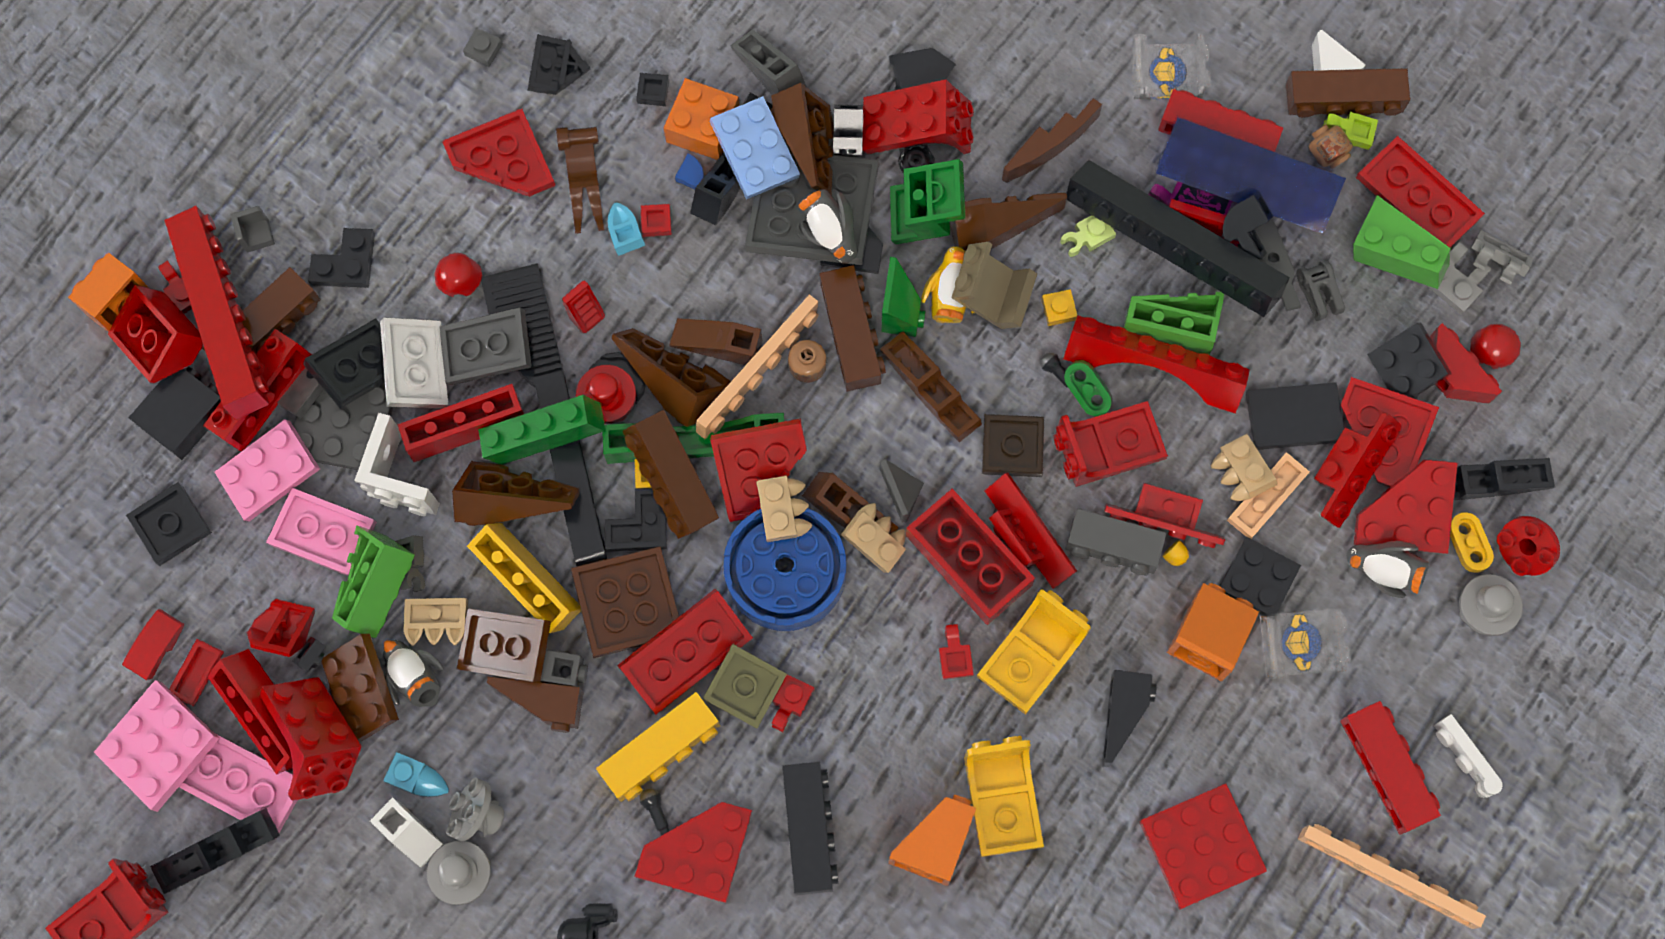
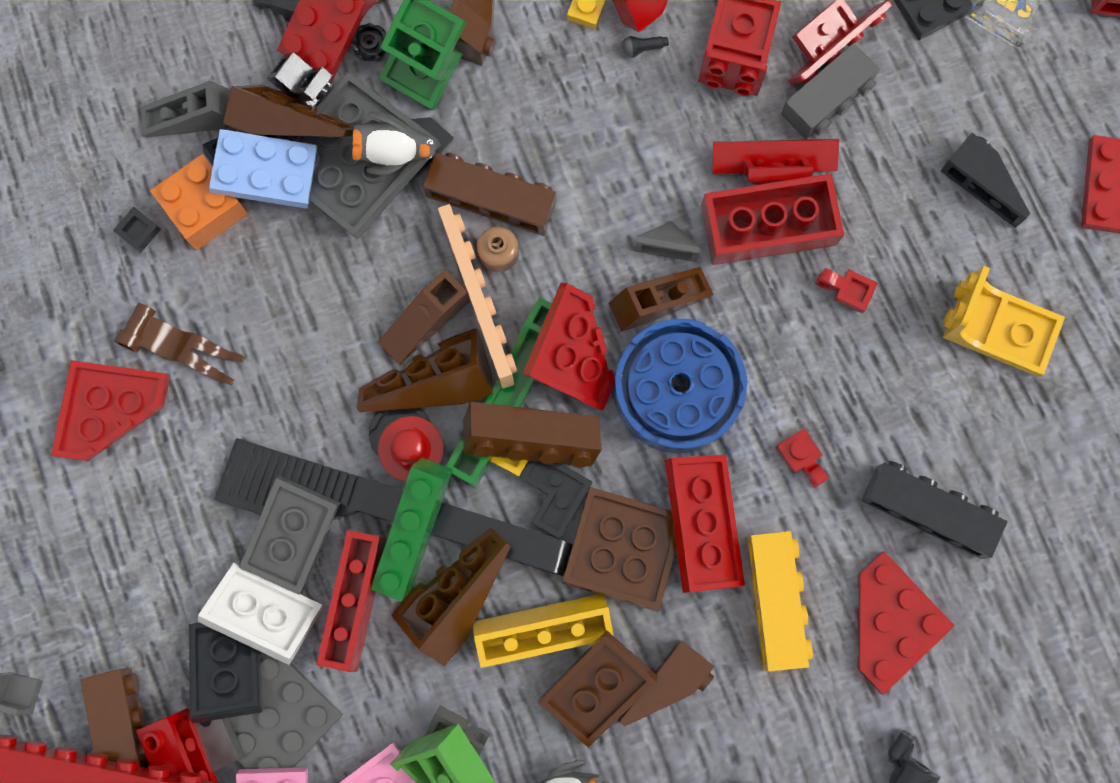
camera: 60 degrees left, 5 degrees up
(349, 268) = (118, 618): black plate -> none
(376, 466) = (344, 712): white bracket -> none
(434, 618) = (526, 739): tan plate -> none
(457, 275) = (198, 519): red hair -> none
(554, 65) = (48, 305): black slope -> none
(556, 661) = (666, 645): dark grey brick -> none
(583, 307) = (312, 419): red slope -> none
(624, 229) = (258, 337): medium azure plate -> none
(651, 801) = (822, 638): black piece -> none
(656, 220) = (269, 303): red plate -> none
(690, 172) = (244, 245): blue tile -> none
(715, 192) = (279, 231): black slope -> none
(744, 686) = (768, 489): olive plate -> none
(780, 509) = (628, 354): tan plate -> none
(874, 538) = (701, 292): tan plate -> none
(901, 303) = (495, 135): green slope -> none
(930, 386) = (588, 160): reddish brown slope -> none
(937, 841) = (1014, 403): orange slope -> none
(941, 286) = (513, 83): animal -> none
(993, 288) = (539, 48): dark tan panel -> none
(1013, 445) = (686, 124): dark brown tile -> none
(1035, 650) = (887, 216): yellow bracket -> none
(1086, 388) = (677, 27): green plate -> none
(1176, 554) = (871, 47): yellow hinge -> none
(1213, 631) = (962, 60): orange slope -> none

